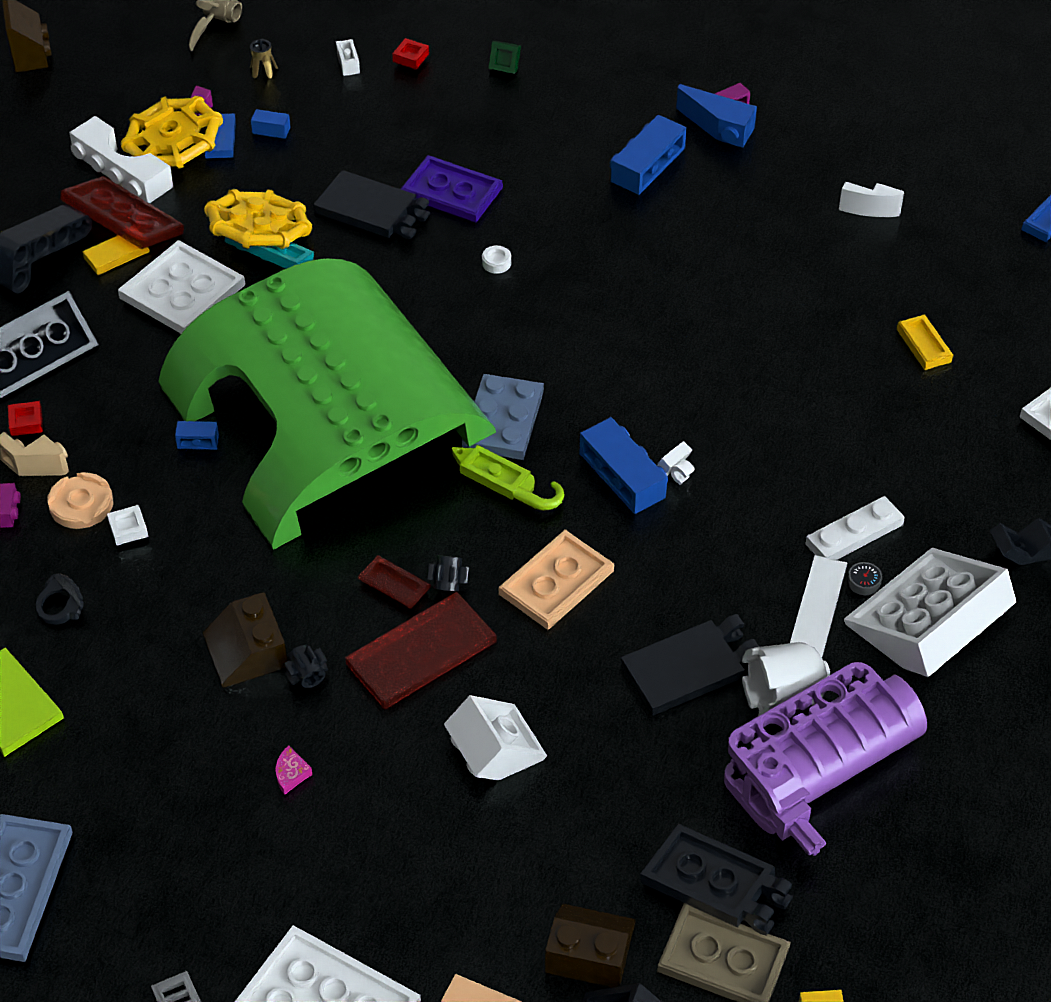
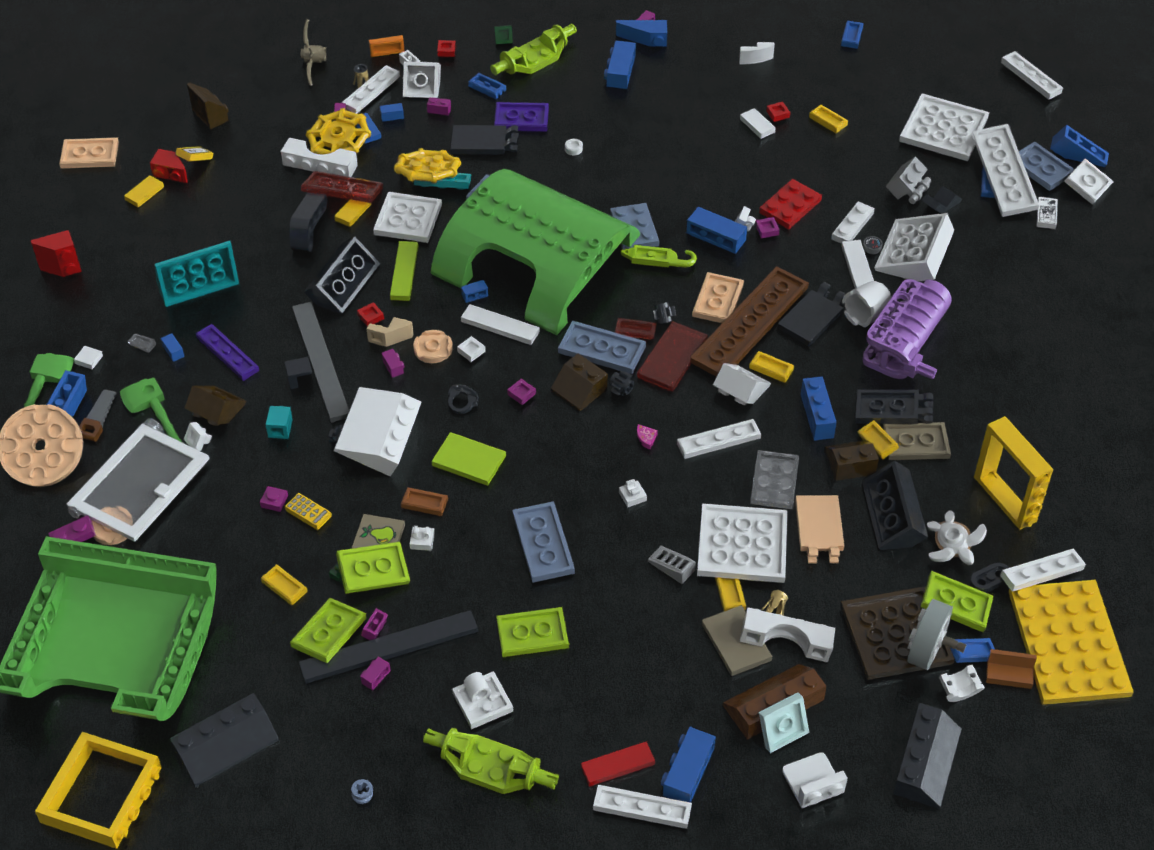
camera: 25 degrees left, 0 degrees up
(121, 368) = (404, 271): none -> lime tile
(152, 622) = (521, 391): none -> magenta plate
(199, 501) = (500, 324): none -> white tile
(204, 860) = (632, 493): none -> white tile
(264, 81) = (371, 89): none -> white plate
(320, 595) = (602, 347): none -> sand blue plate
(328, 25) = (386, 46): none -> orange tile
(342, 88) = (421, 79): none -> white slope
(342, 135) = (438, 106): none -> magenta piece
(401, 820) = (718, 438): none -> white tile
(429, 128) = (483, 85): none -> blue tile
(439, 930) = (774, 479): none -> clear plate
(532, 100) = (535, 53): none -> lime plate
(566, 728) = (771, 366): none -> yellow tile
(578, 636) = (749, 321): none -> reddish brown plate
(588, 832) = (818, 408): none -> blue brick
(655, 929) = (881, 440): none -> yellow tile
(707, 489) = (767, 227): none -> magenta plate
(773, 462) = (790, 203): none -> red plate
(804, 313) = (757, 123): none -> white tile
(847, 304) = (778, 111): none -> red plate
(985, 485) = (907, 178): none -> light grey brick

